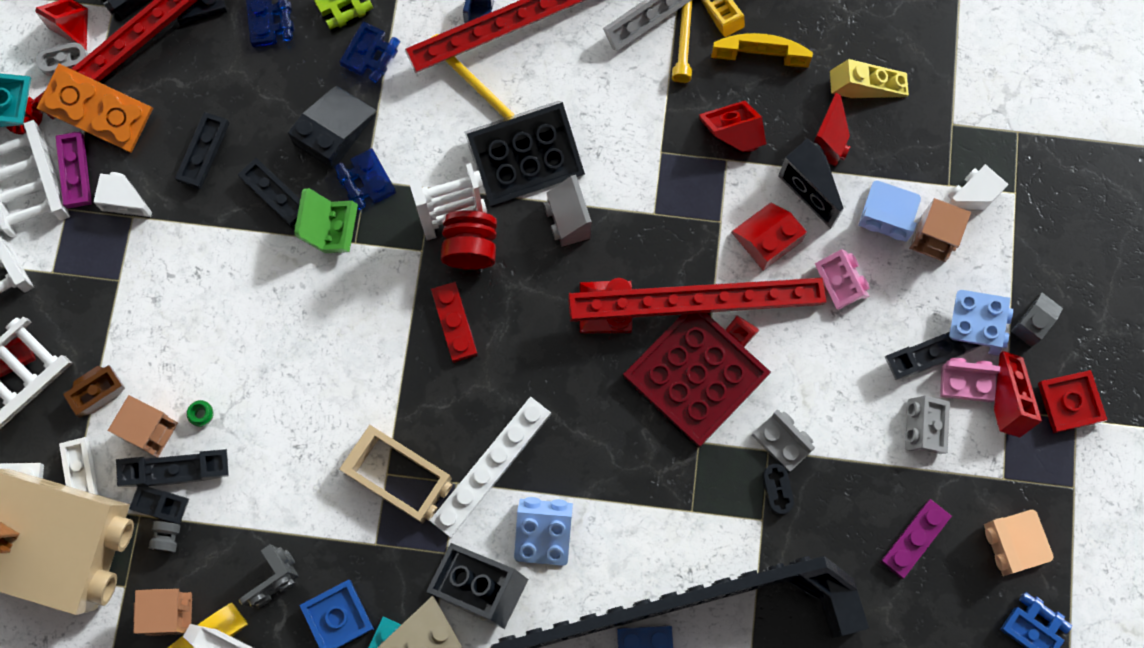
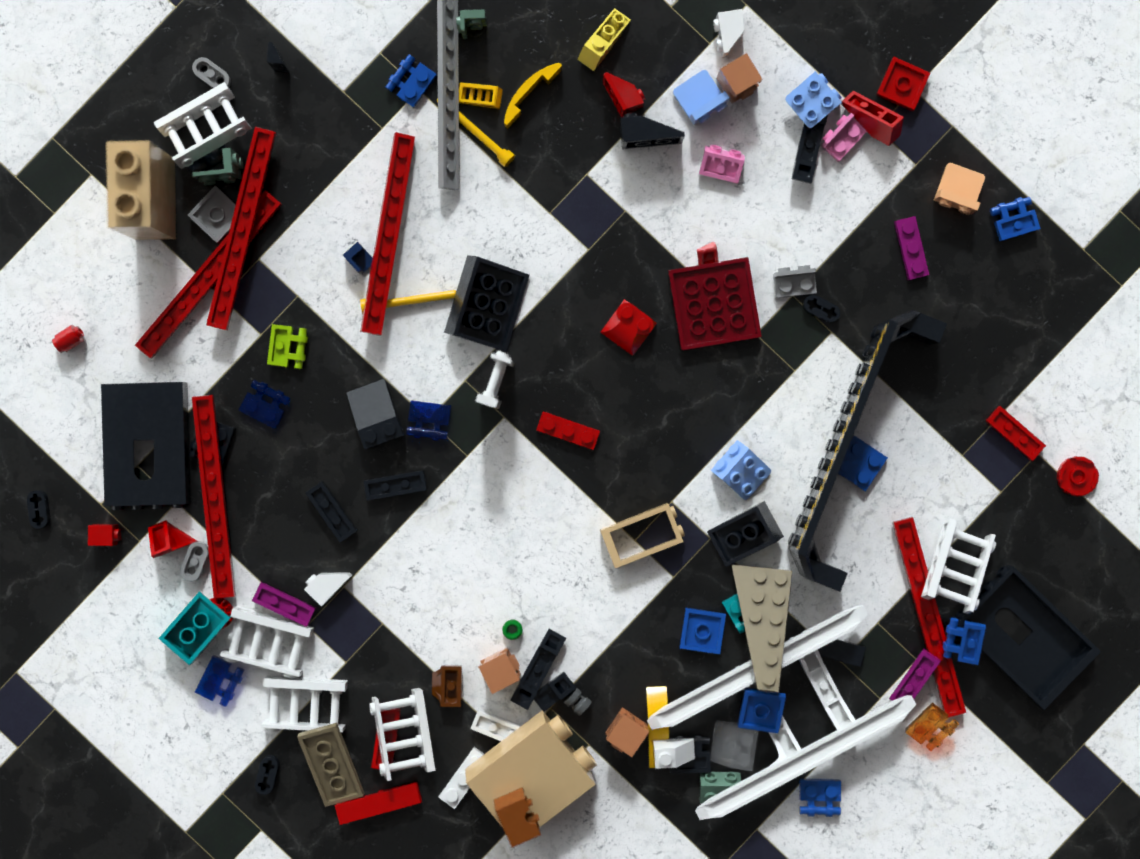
camera: 50 degrees left, 15 degrees up
(94, 108) = (250, 563): orange piece -> none
(281, 563) = (653, 643): dark grey bracket -> none
(325, 223) = (444, 466): bright green bracket -> none
(363, 48) = (333, 356): clear blue plate -> none
(469, 240) = (524, 383): red wheel -> none
(490, 467) = (678, 473): white plate -> none
(568, 212) = (551, 306): light grey slope -> none
(696, 299) = (670, 268): red plate -> none
(736, 125) = (569, 152): red slope -> none
(769, 234) = (658, 187): red slope -> none
(927, 424) = (851, 185): light grey bracket -> none
(1037, 320) = (838, 61): dark grey slope -> none

